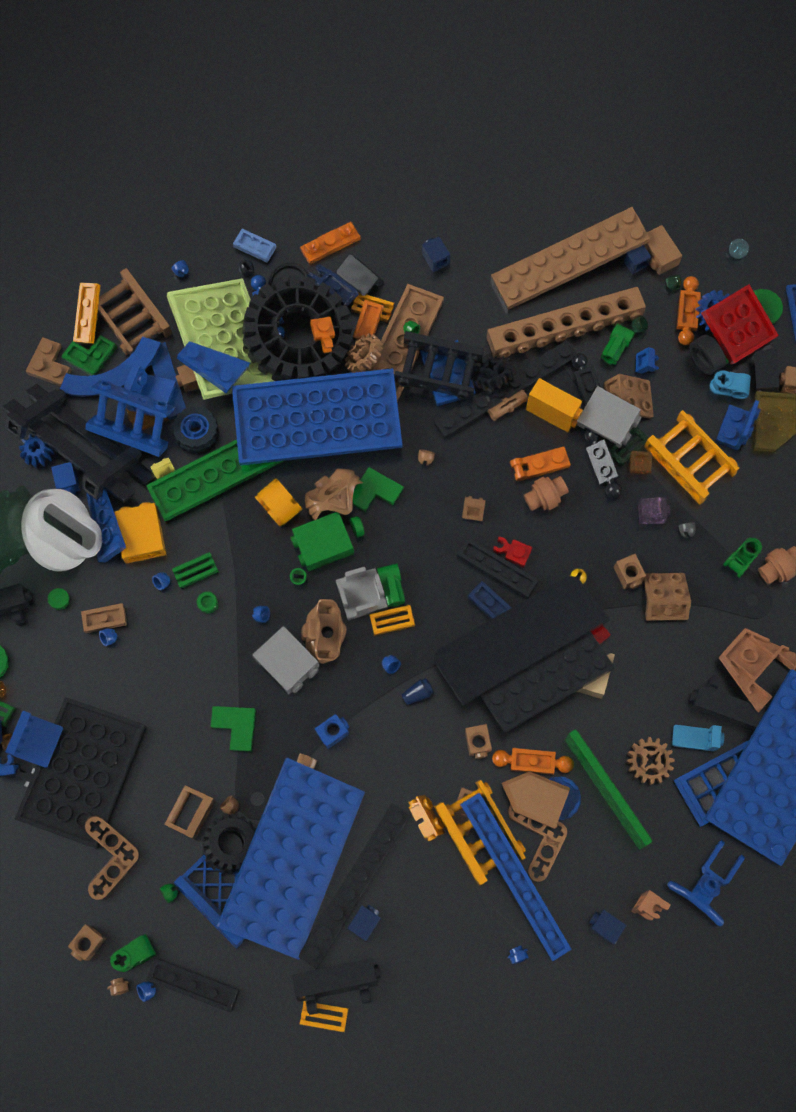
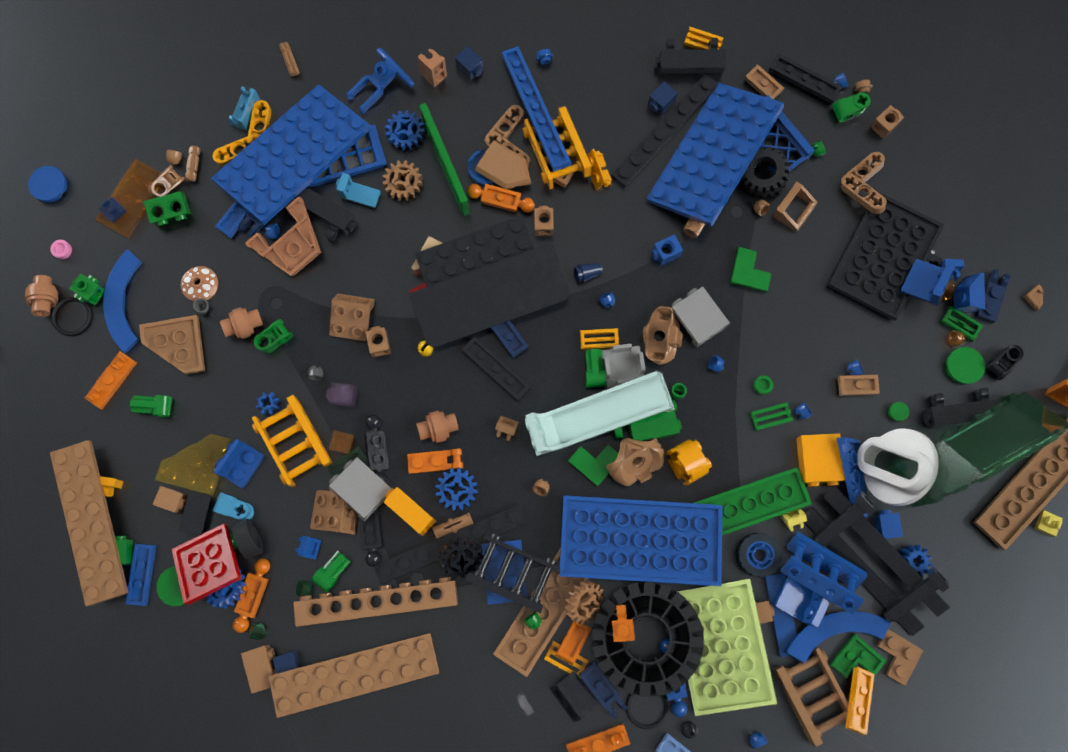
camera: 175 degrees left, 5 degrees up
(213, 365) = (737, 610): blue wing -> none
(242, 968) = (763, 82): none -> medium nougat plate
(379, 532) = (599, 413): none -> light aqua panel
(405, 263) = (524, 703): none -> clear tile
(435, 253) = (491, 708): dark blue brick -> none
(515, 552) = (476, 380): red plate -> none
(519, 437) = (457, 481): none -> blue gear
(671, 830) = (404, 133): none -> blue gear
(722, 490) = (266, 408): none -> blue gear
(738, 248) = (180, 656): clear light blue tile -> none
(778, 675) = (272, 231): none -> blue hinge

